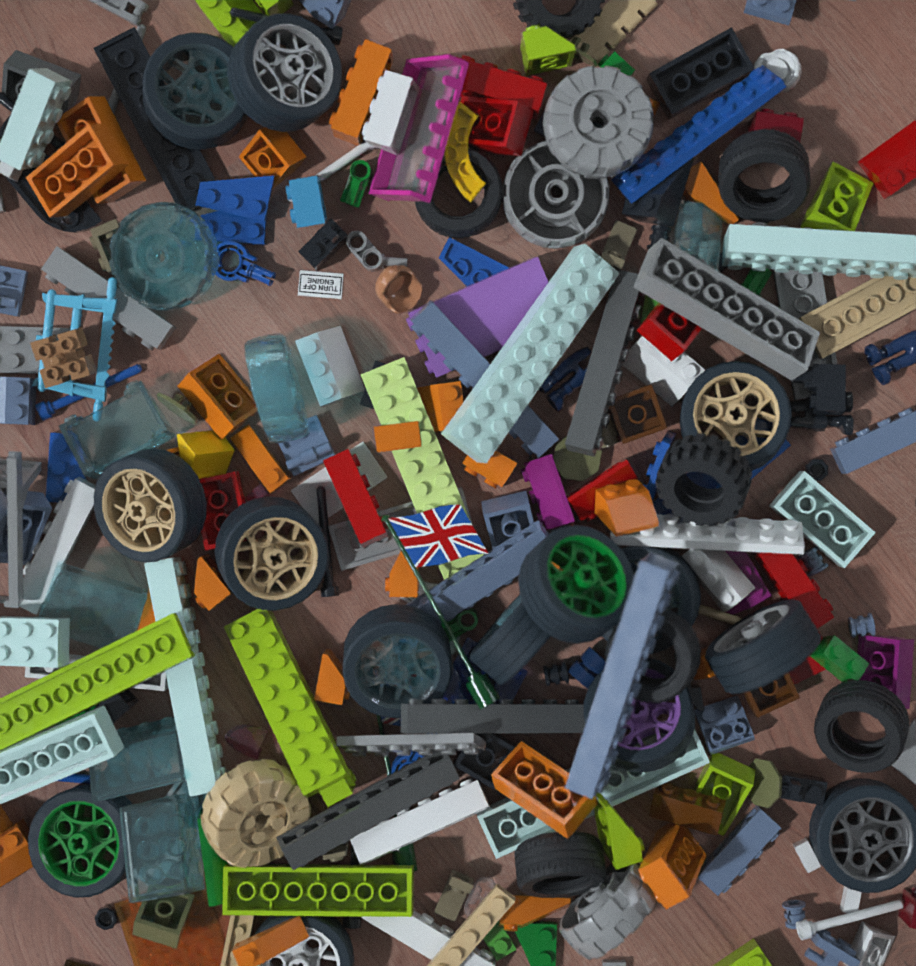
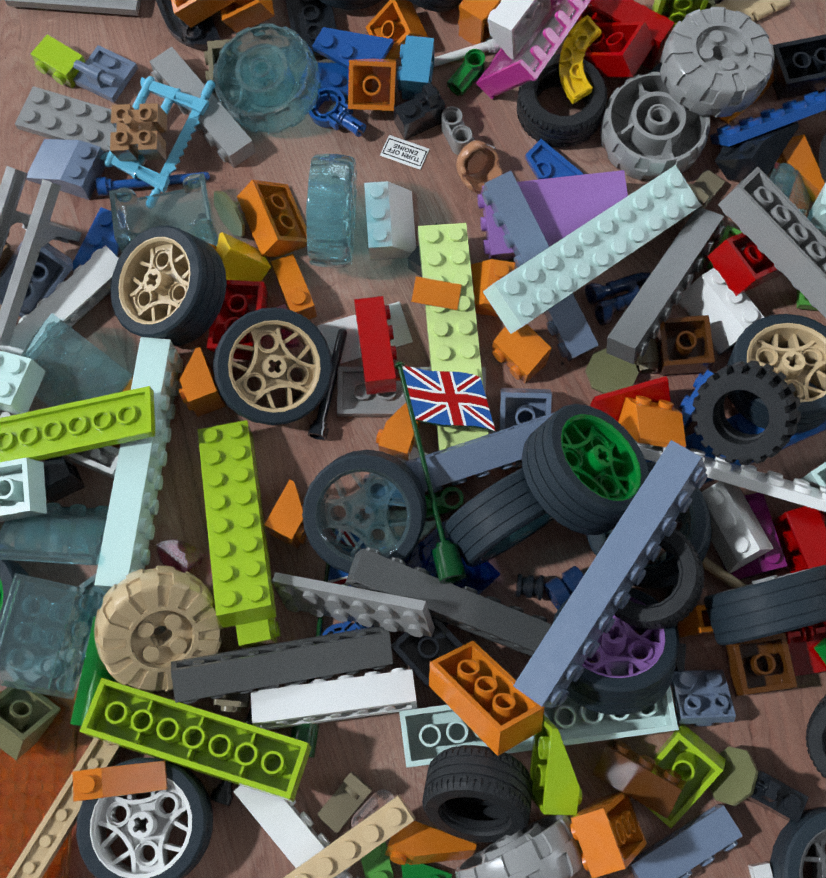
camera: 15 degrees right, 15 degrees down
(269, 232) = (371, 84): none -> orange slope
(309, 450) = (340, 287): sand blue plate -> none
(547, 492) = (572, 380): magenta slope -> none

